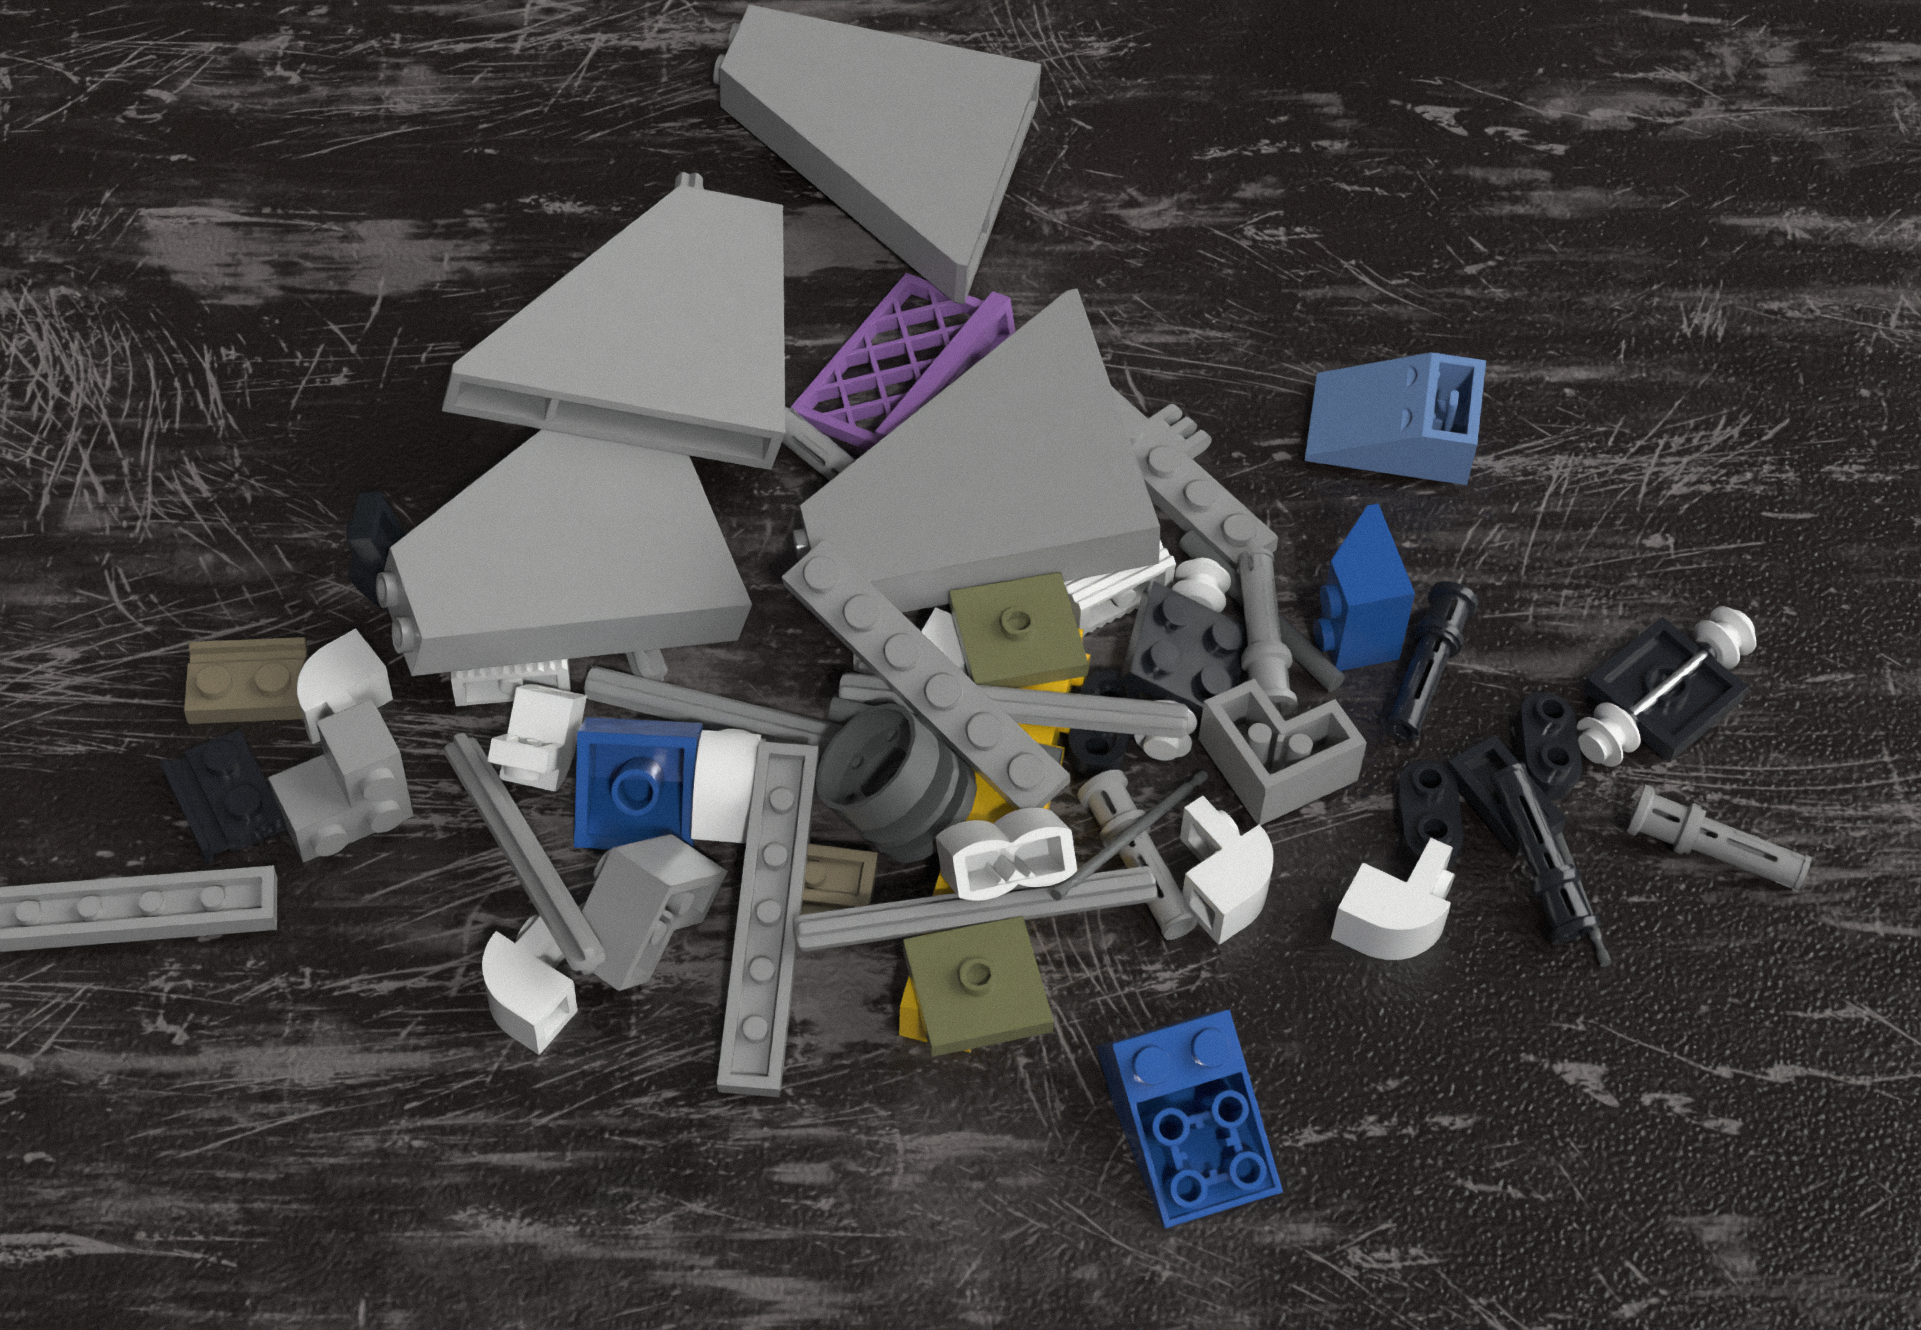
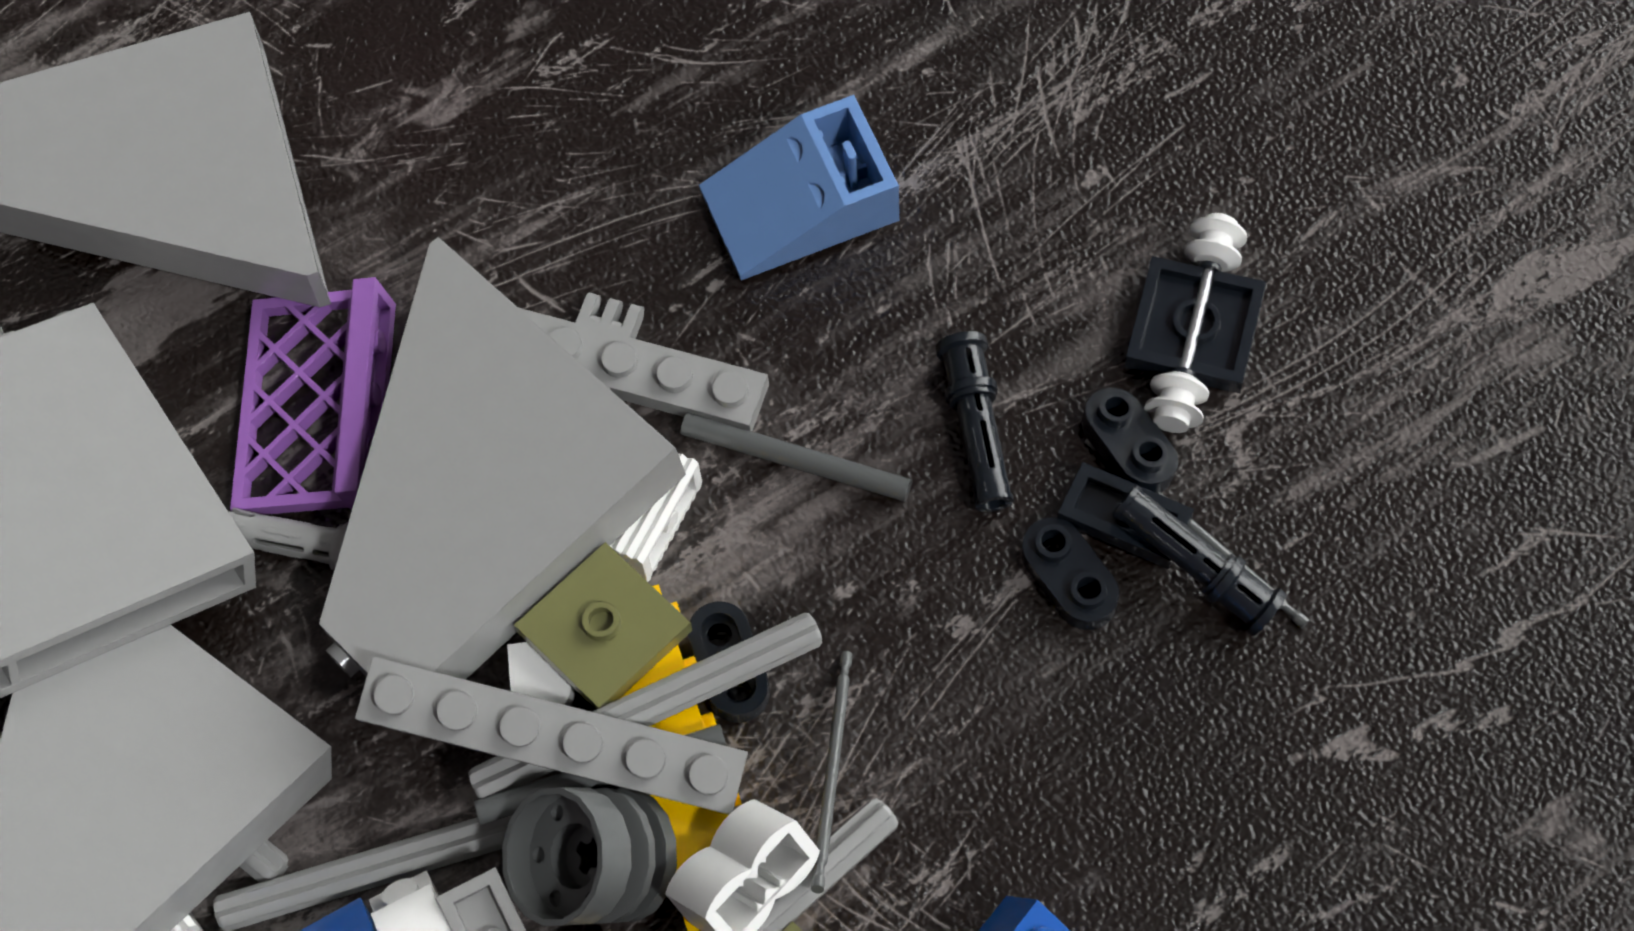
camera: 25 degrees left, 10 degrees up
(1170, 911) = (807, 755): light grey pin -> none
(1184, 648) = (759, 541): black plate -> none
(1233, 871) = (944, 741): white brick -> none
(1266, 655) = (834, 505): light grey pin -> none
(1277, 761) = (910, 611): light grey brick -> none
(1364, 597) = (893, 396): blue slope -> none
(1396, 917) = (1105, 698): white brick -> none
(1690, 829) = (1298, 446): light grey pin -> none

